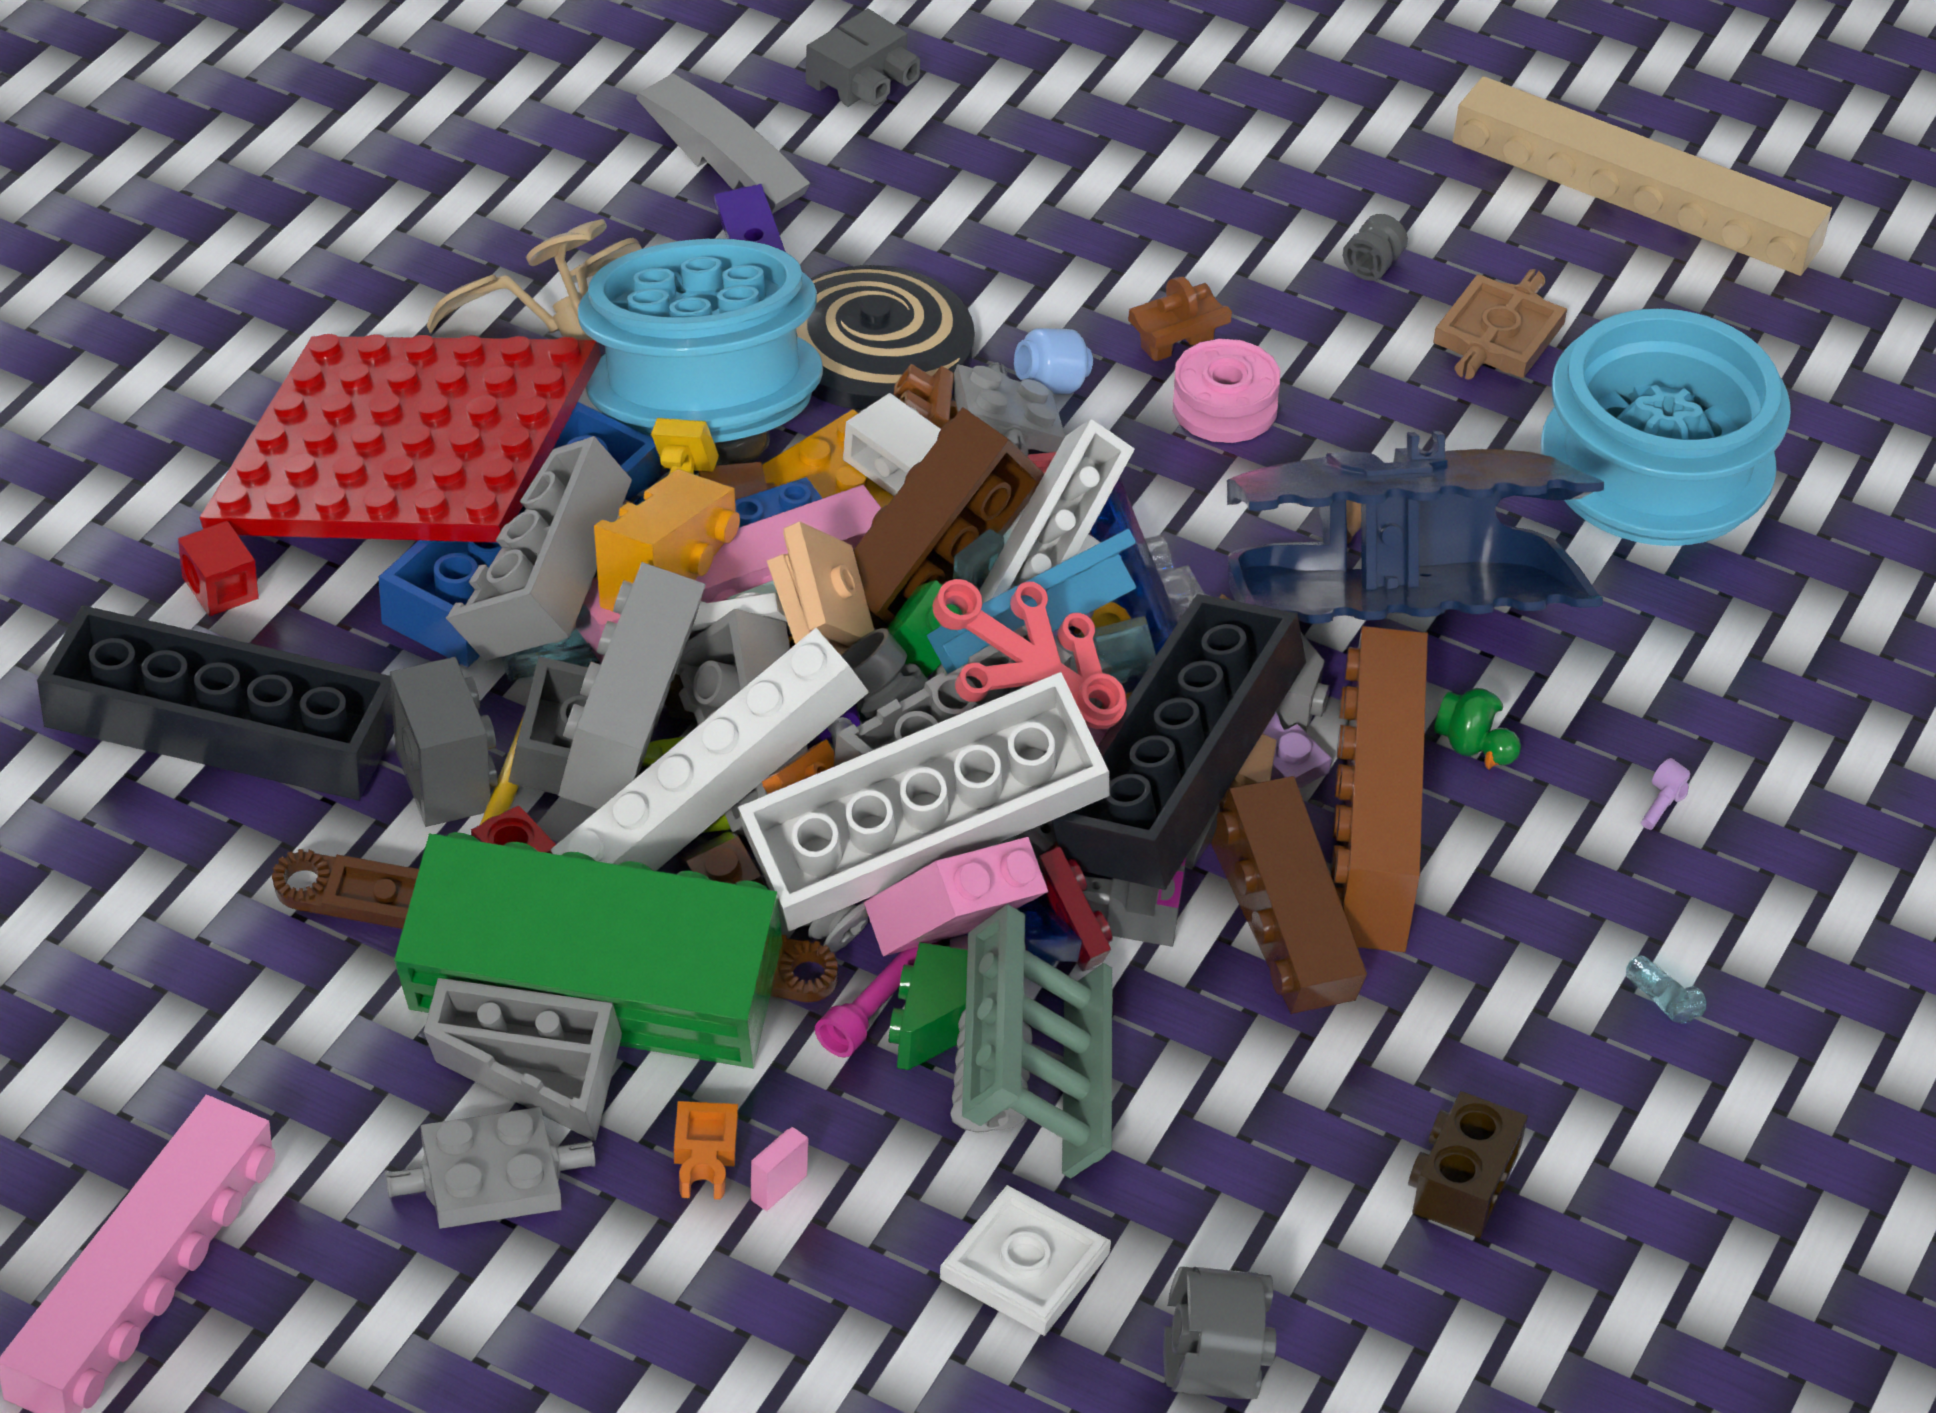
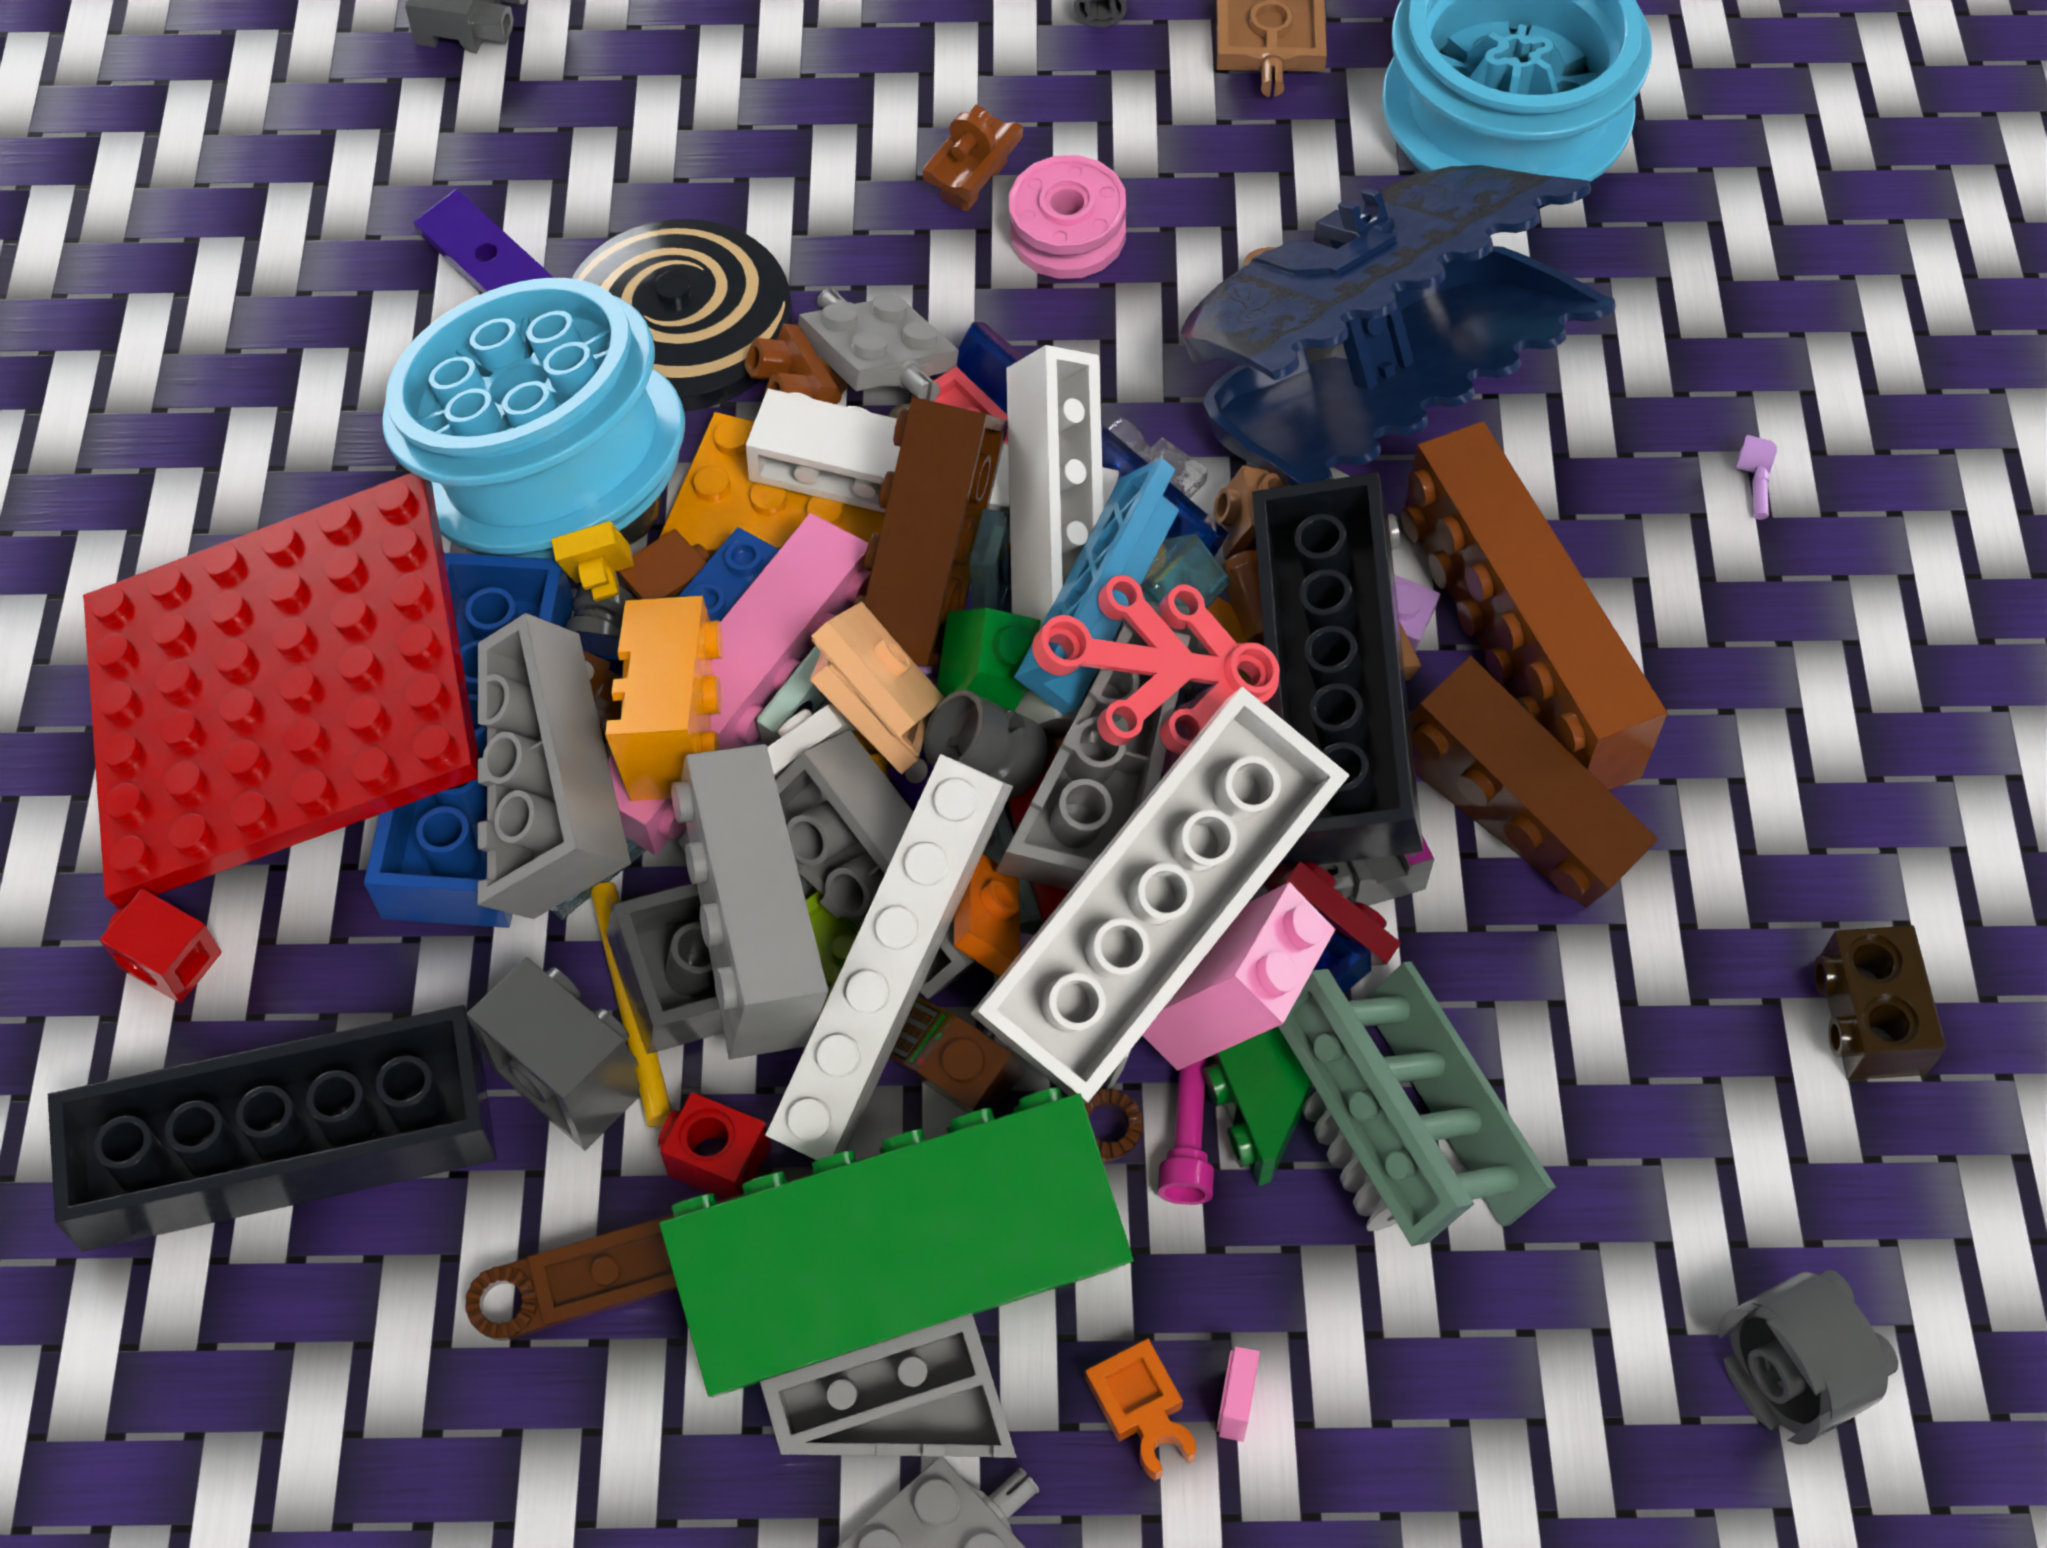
camera: 25 degrees left, 15 degrees up
(566, 309) = (359, 435): tan plant -> none
(723, 139) = (379, 151): light grey slope -> none
(1025, 1260) = (1546, 1361): white plate -> none
(1054, 359) = (880, 260): light blue head -> none
(1468, 723) = (1545, 481): green animal -> none
(1675, 1001) = (1924, 705): clear light blue arm -> none

